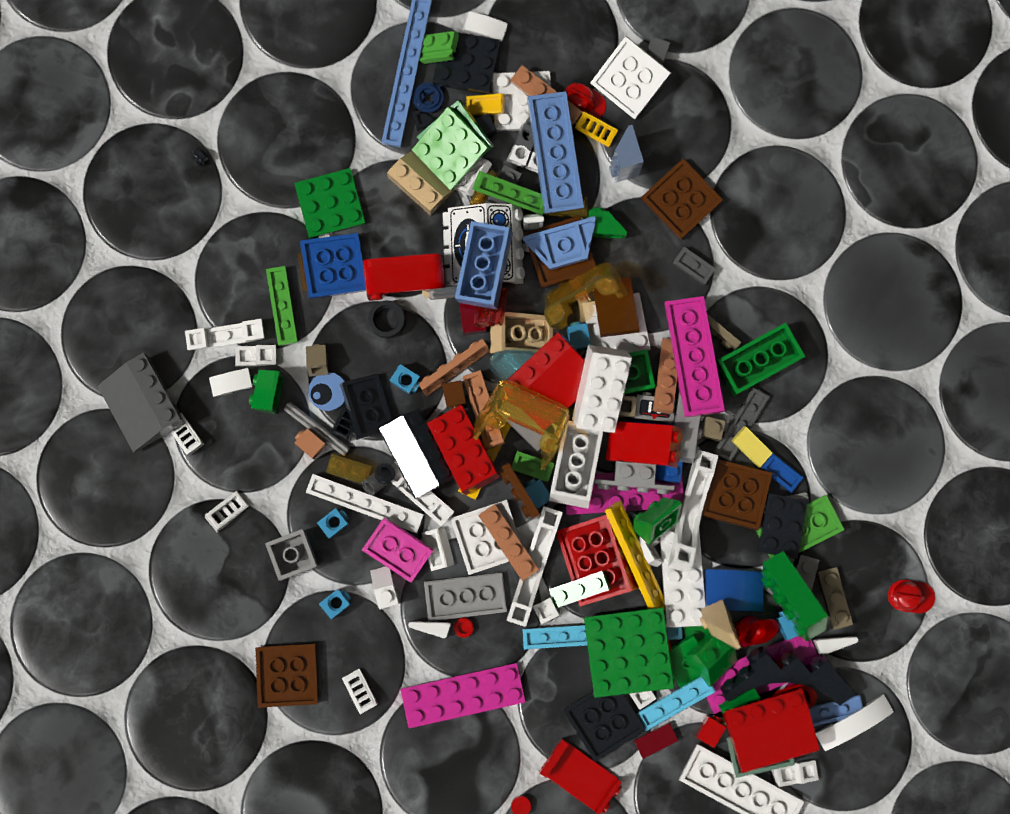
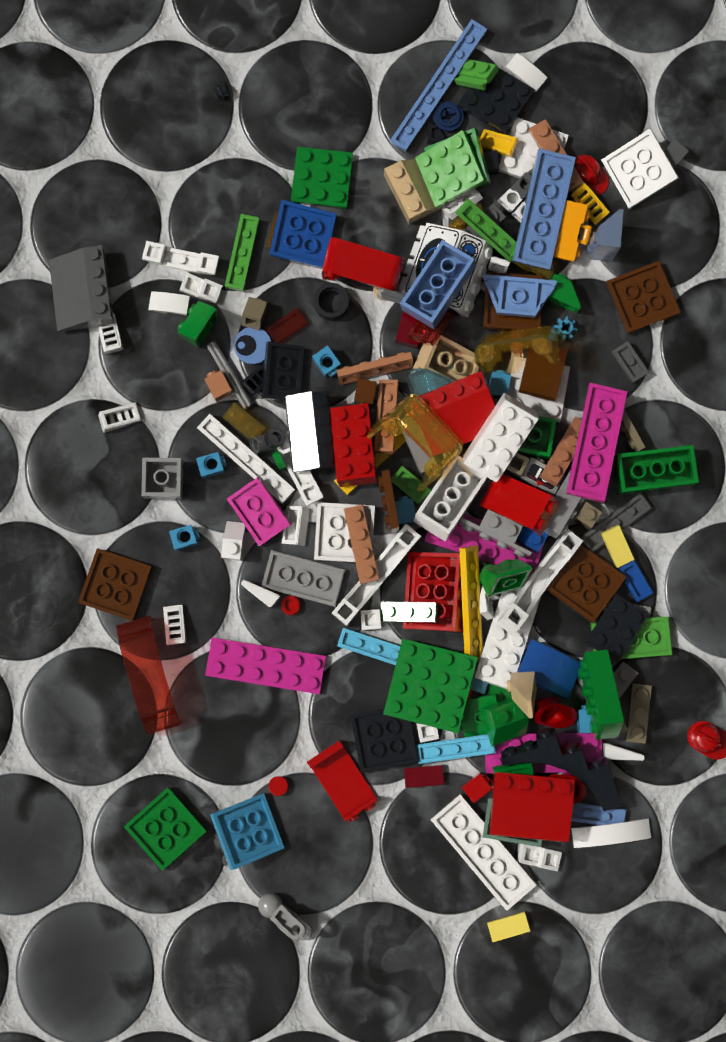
camera: 25 degrees right, 0 degrees up
(353, 360) = (286, 326): none -> clear red tile
(353, 752) = (147, 675): none -> clear red windscreen
(397, 493) = (278, 460): none -> green tile
(586, 151) = (572, 220): none -> light orange piece
(624, 261) = (565, 323): none -> dark azure gear

